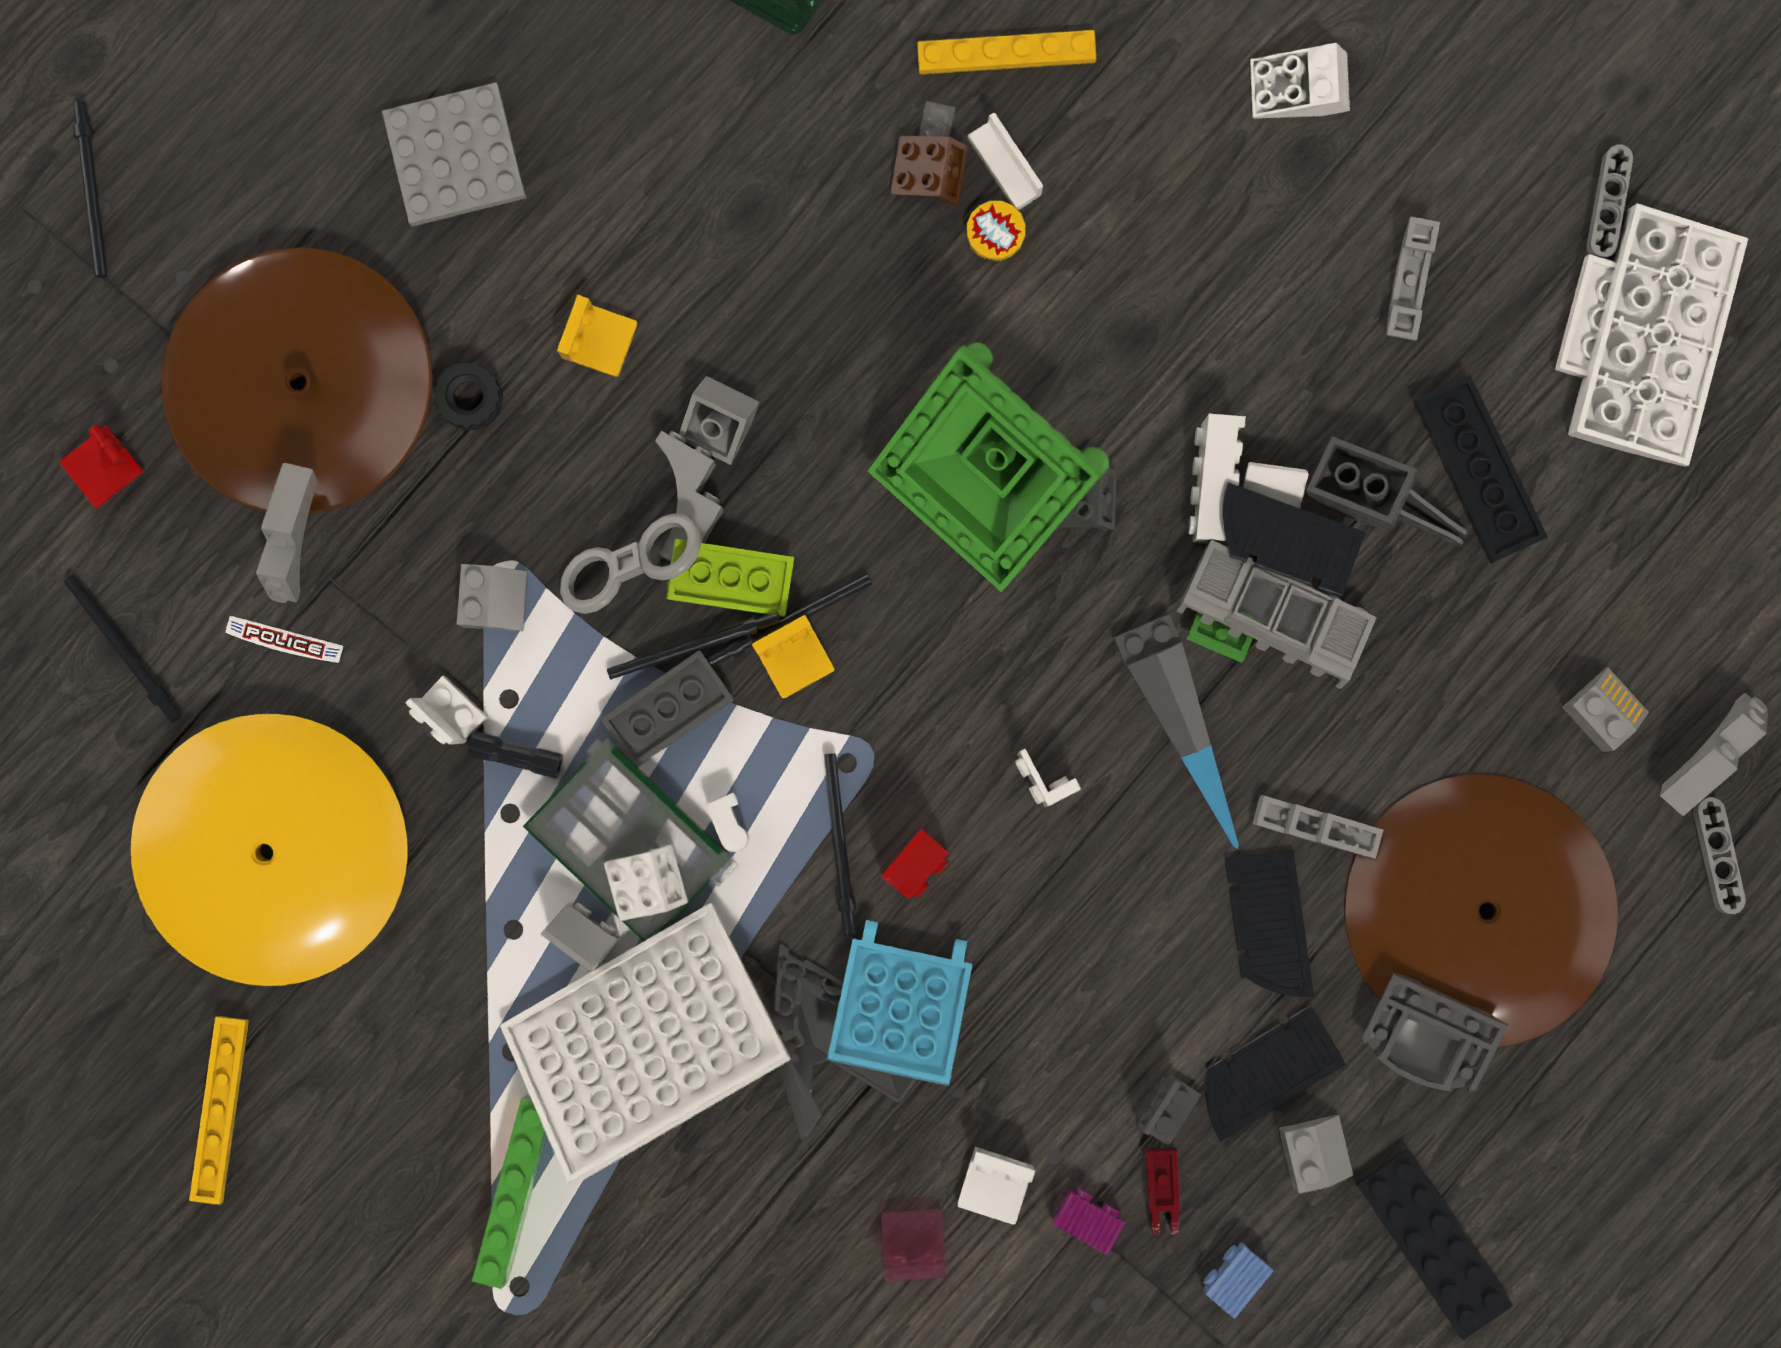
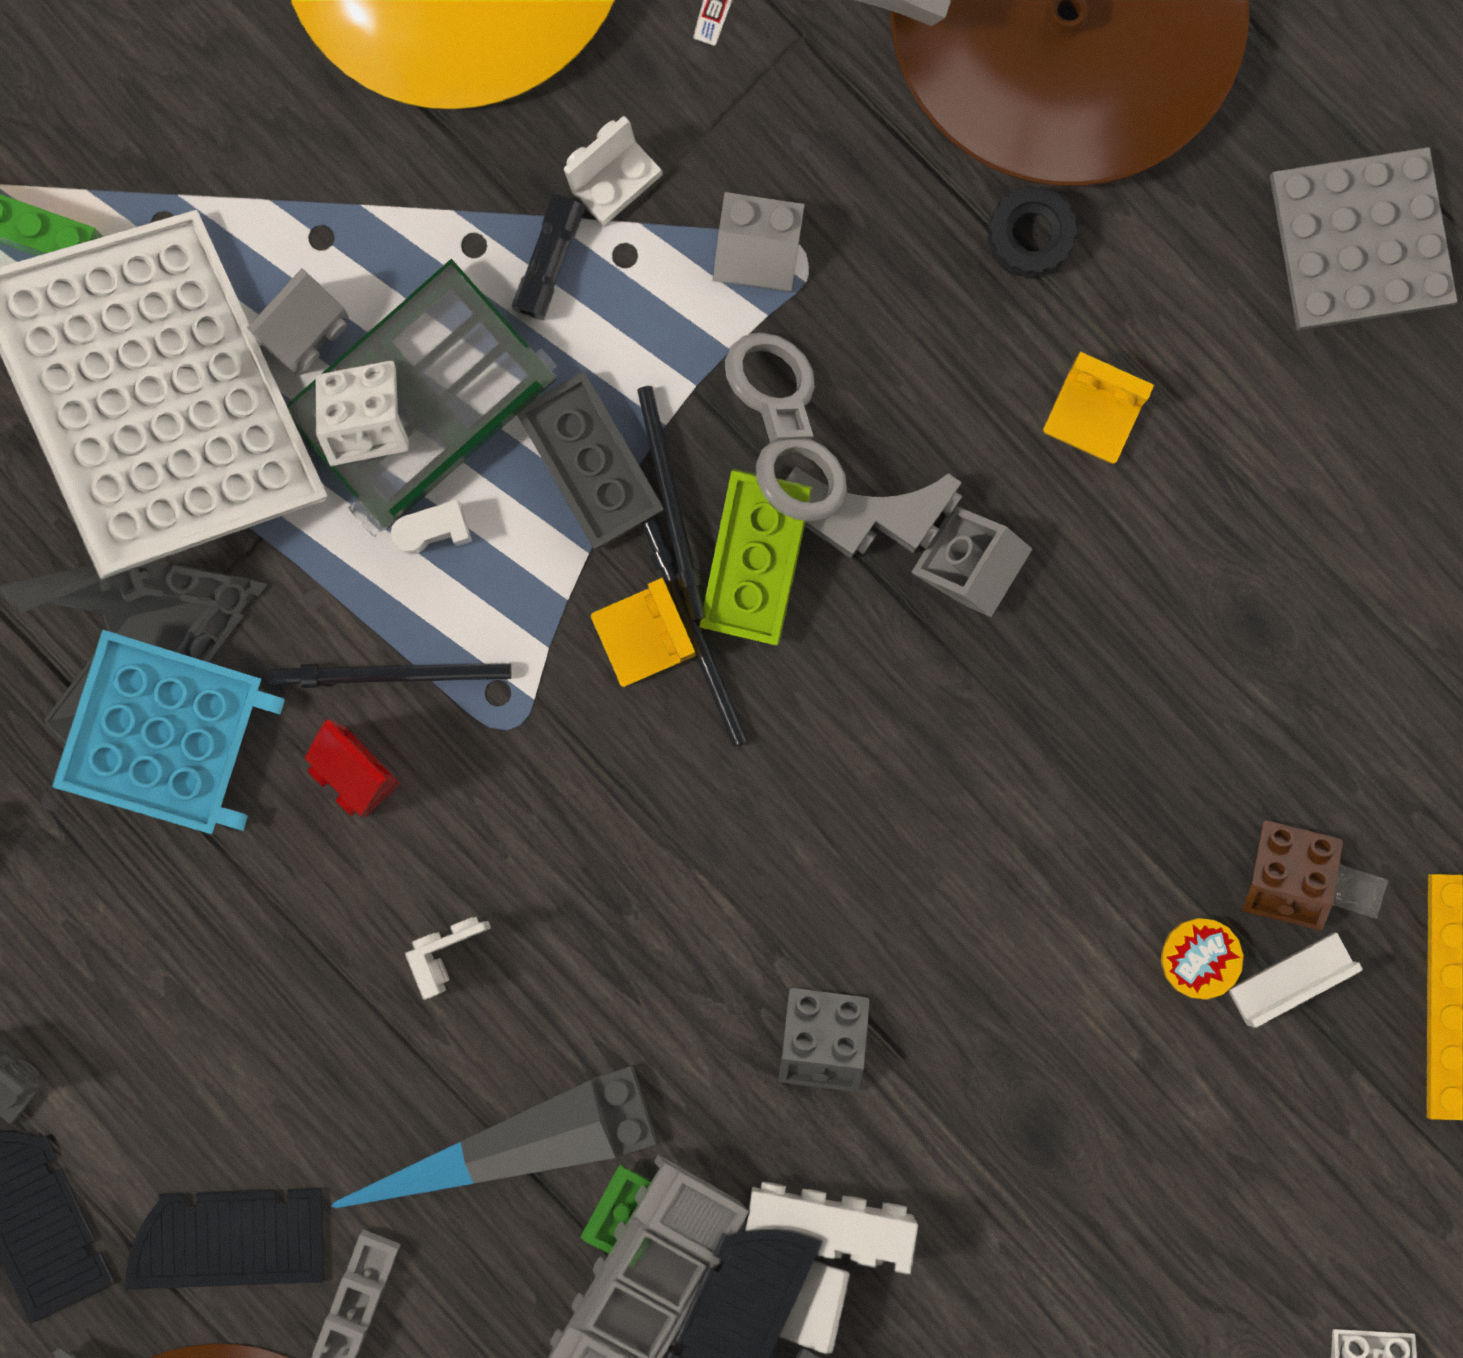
camera: 90 degrees right, 0 degrees up
(985, 468) = (866, 911): bright green piece -> none

